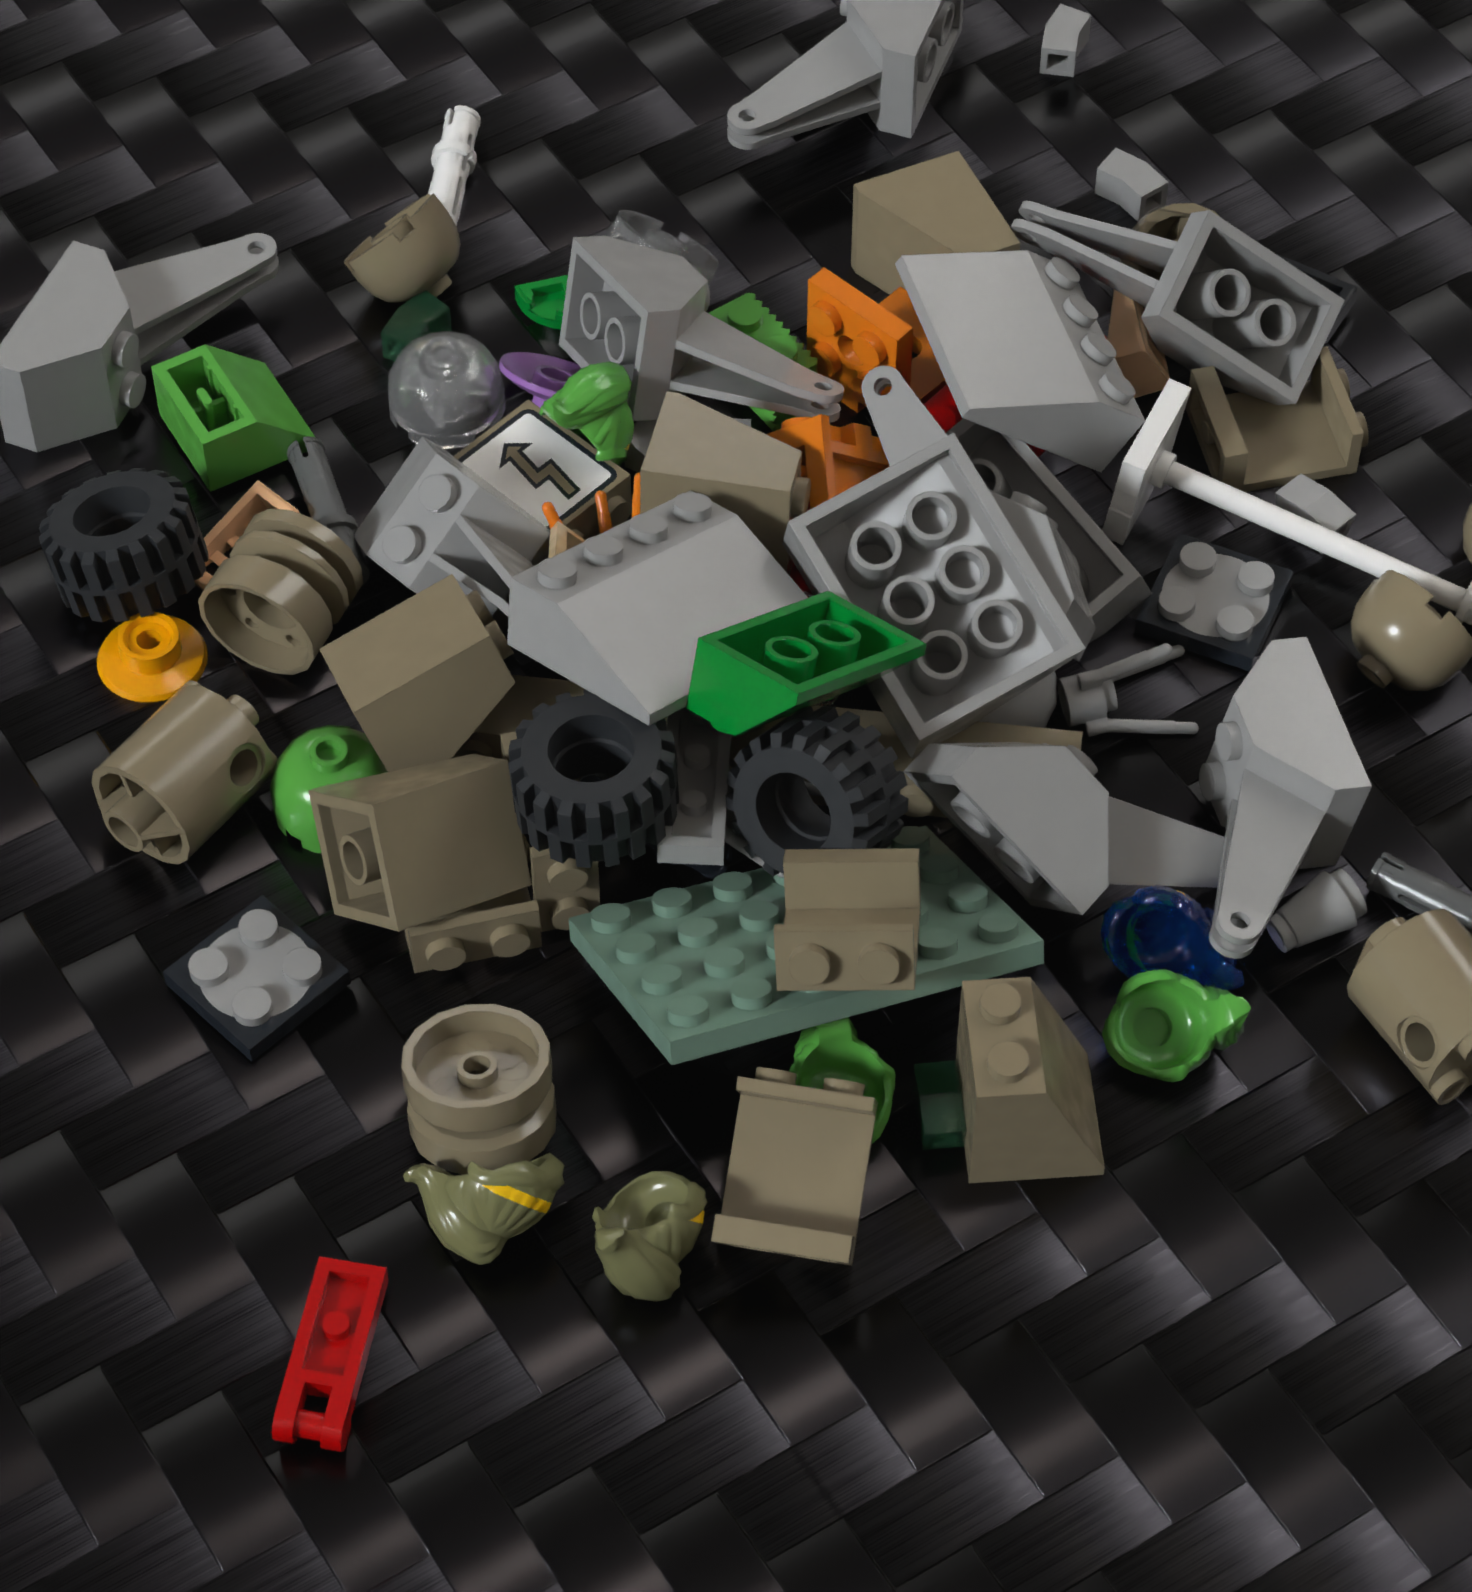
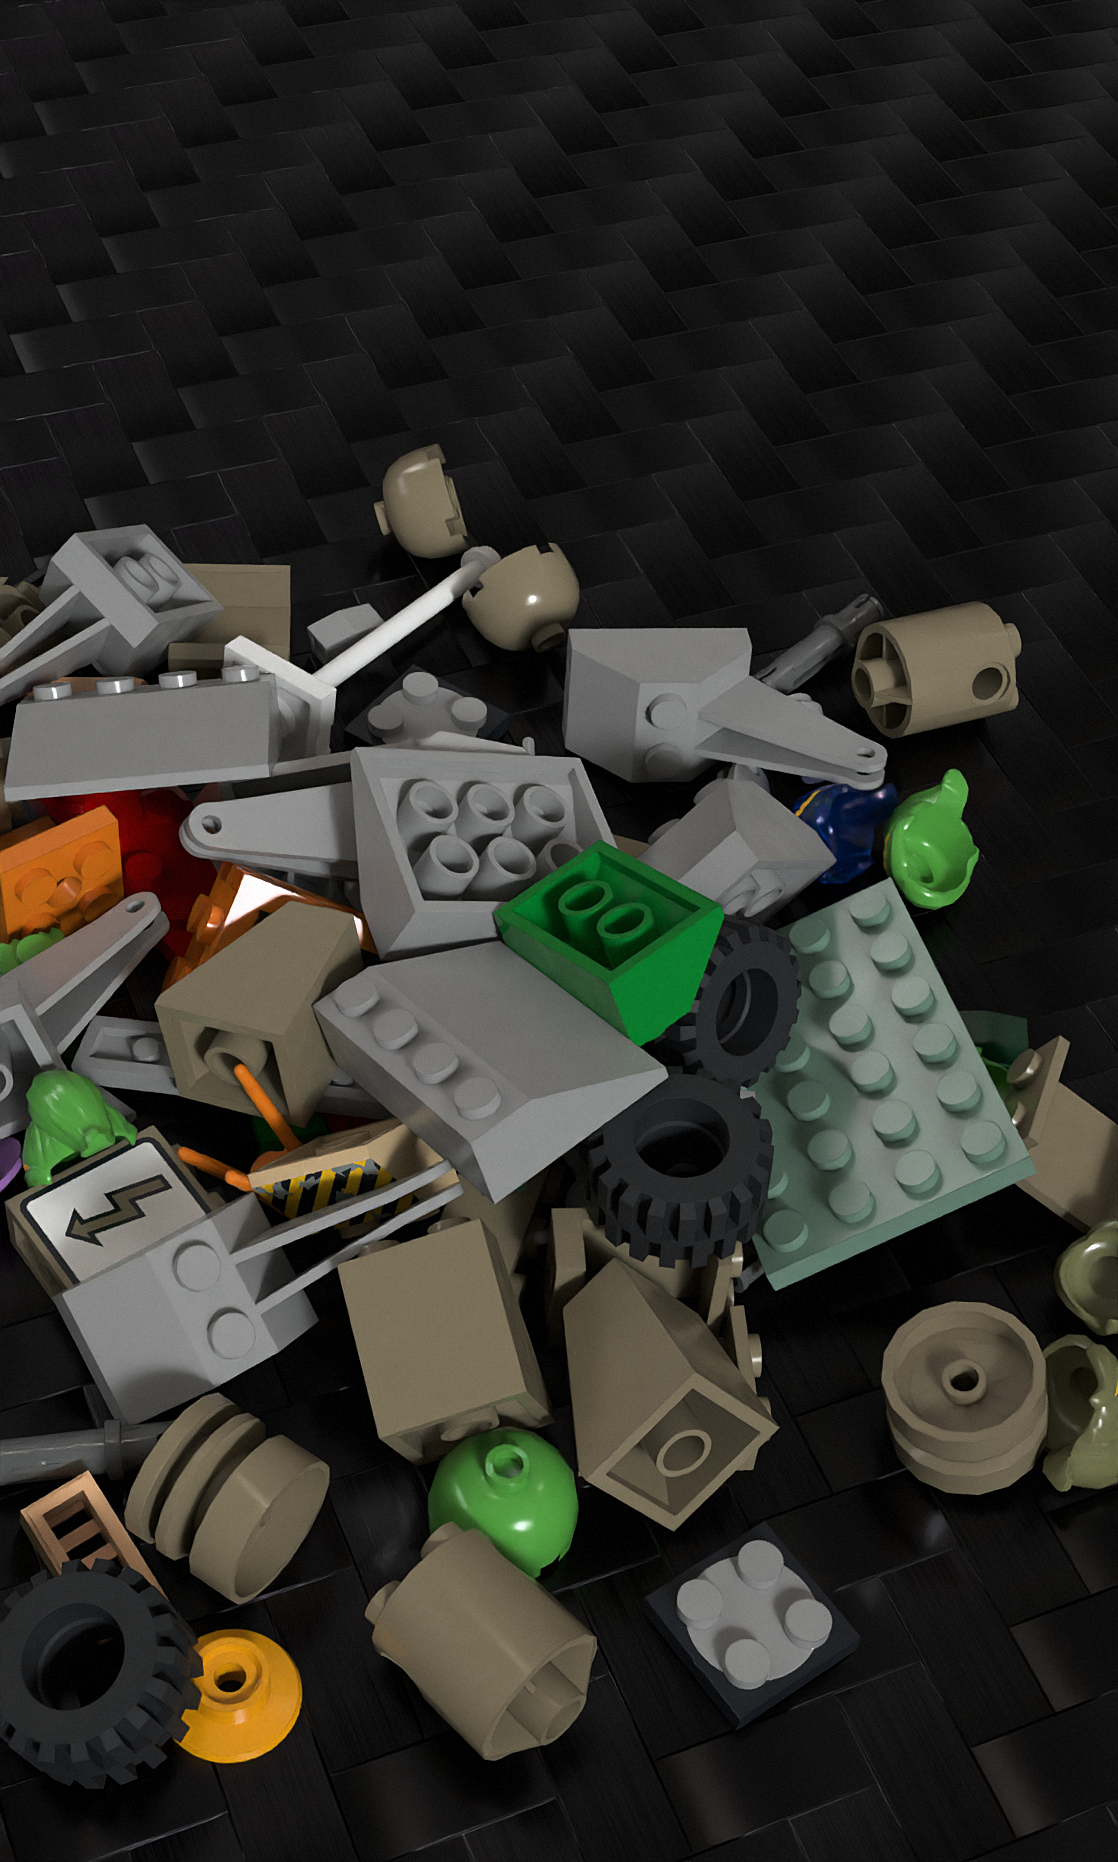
camera: 85 degrees left, 5 degrees down
(849, 920) = (886, 1005): dark tan panel -> none
(1023, 1086) = (1009, 953): dark tan slope -> none

